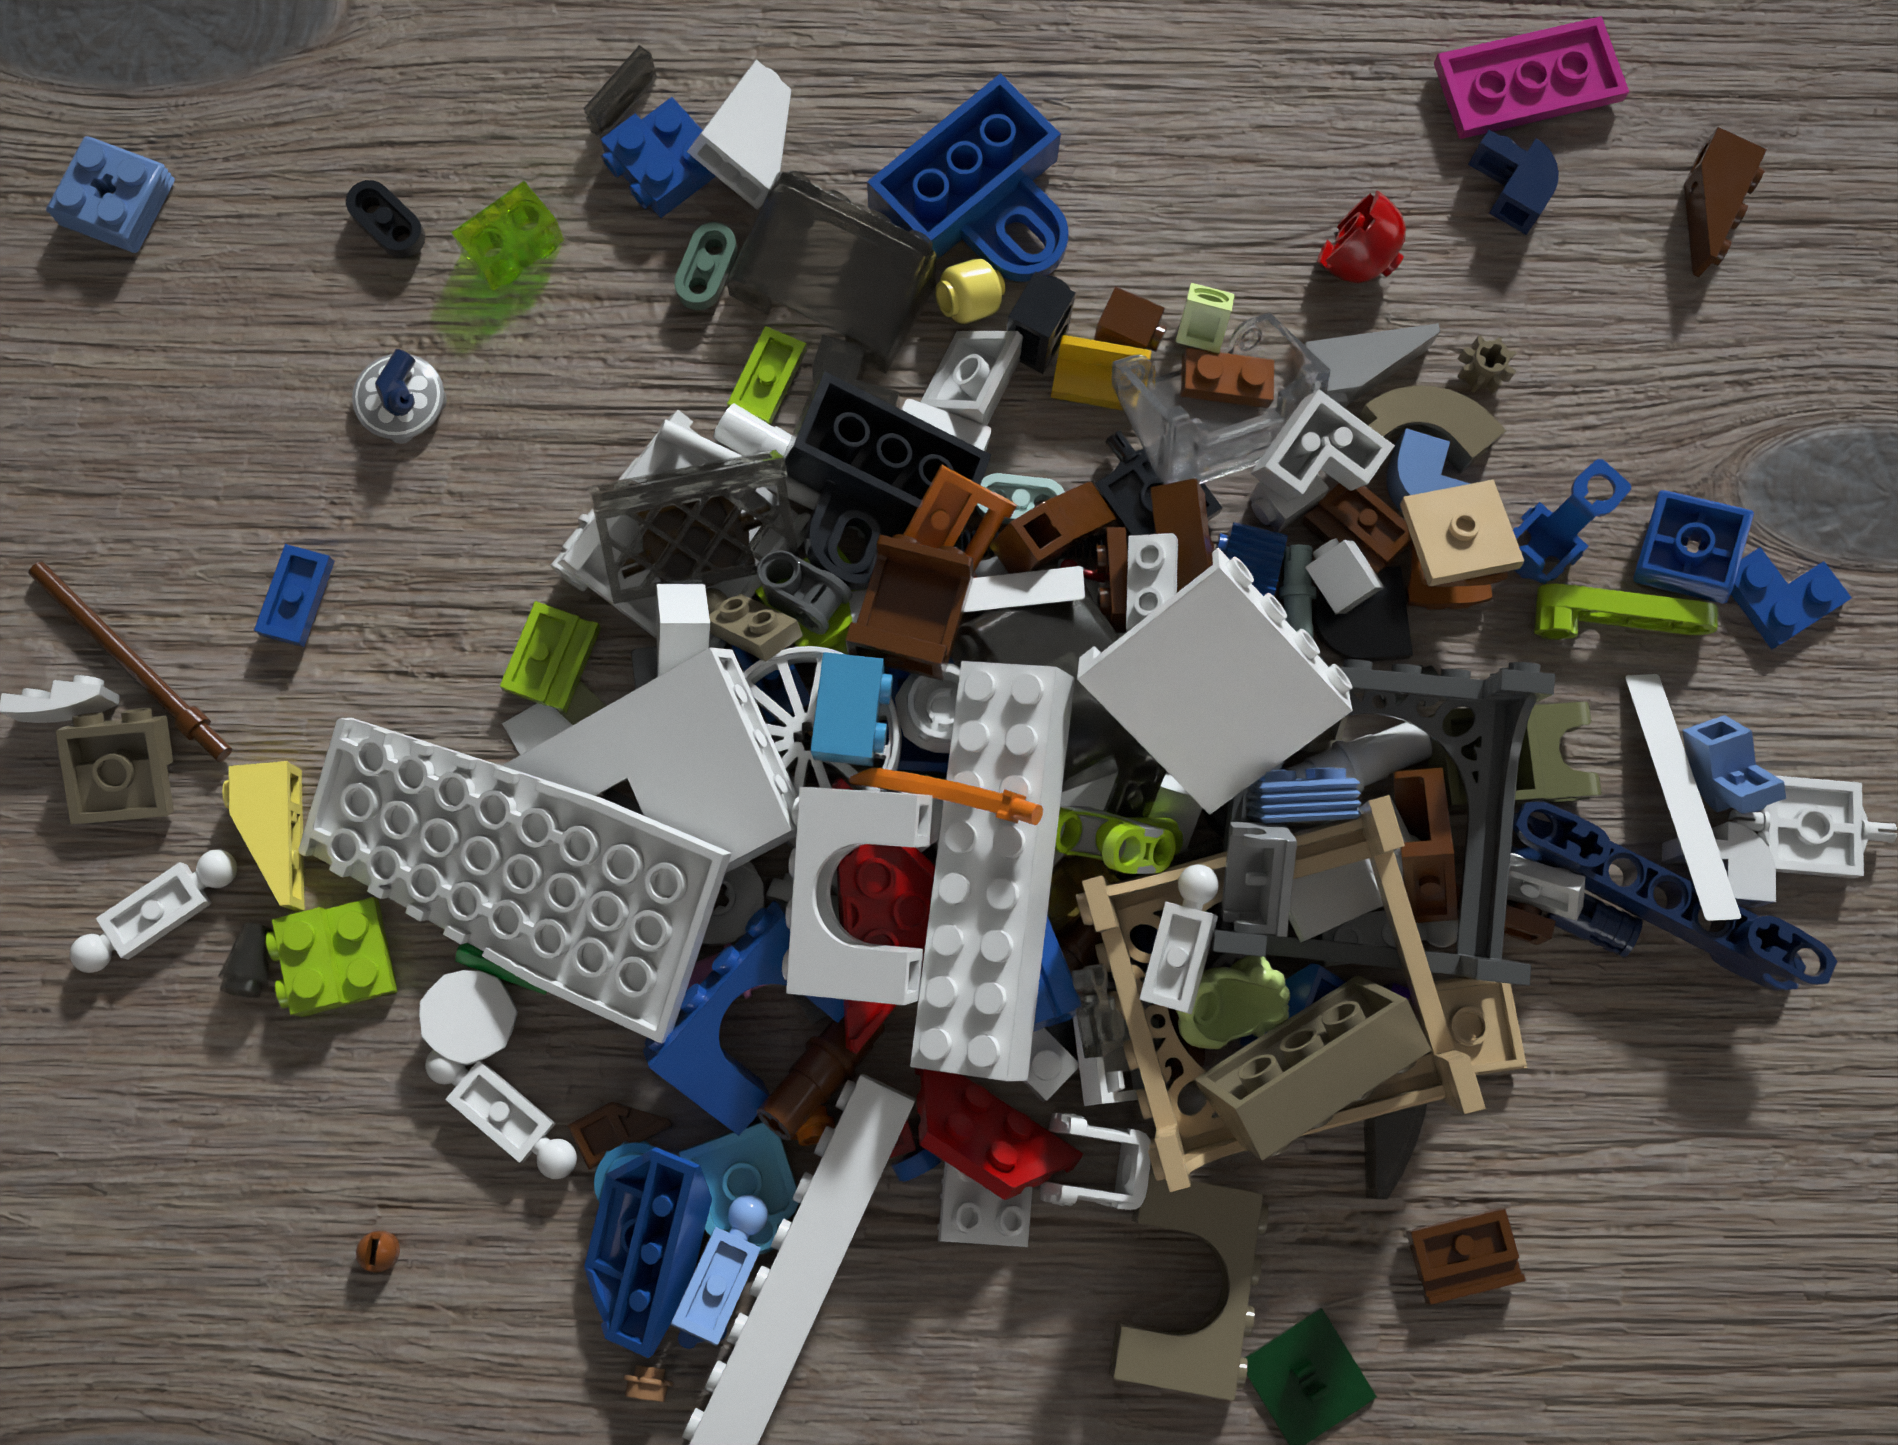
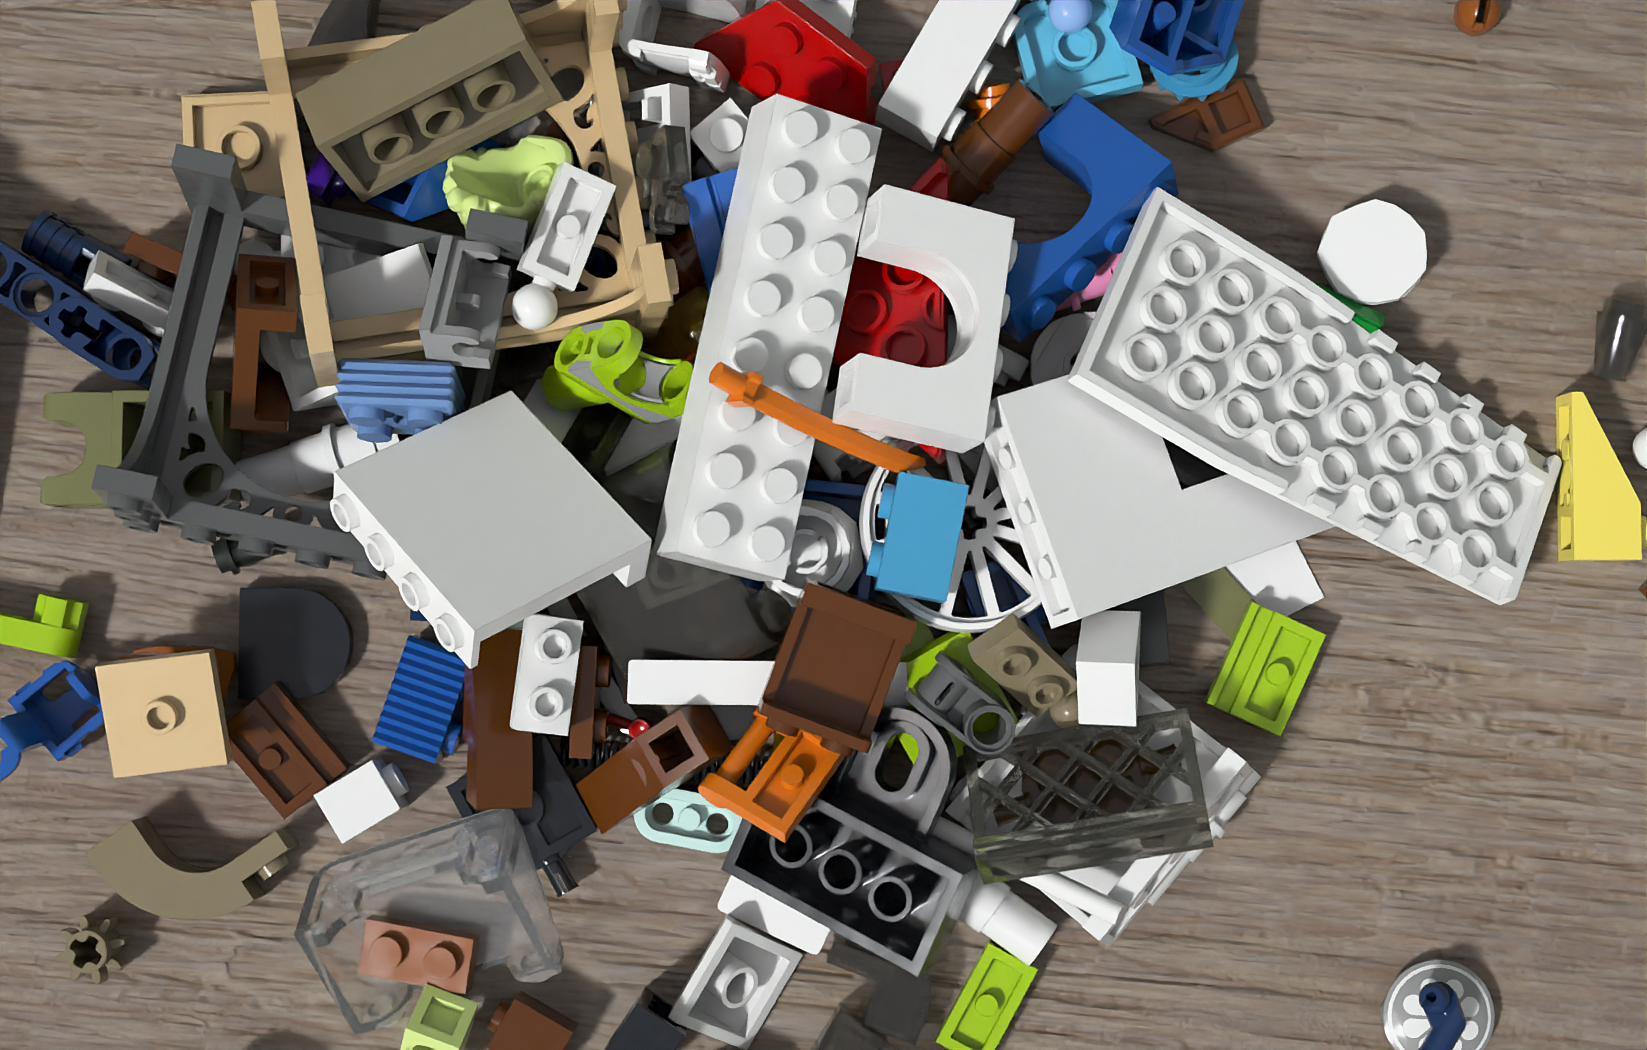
camera: 170 degrees left, 10 degrees up
(294, 595) = (1565, 768): blue plate -> none
(331, 957) = (1524, 336): lime plate -> none
(503, 1114) = (1335, 143): white plate -> none
(915, 1164) = (885, 47): blue tile -> none
(1086, 371) = (590, 979): yellow panel -> none
(1298, 588) = (367, 674): light aqua pin -> none
(1324, 438) = (325, 846): white brick -> none
(1343, 575) = (311, 682): white brick -> none
(1369, 358) = (253, 962): light grey slope -> none
(1417, 466) = (202, 810): medium blue brick -> none

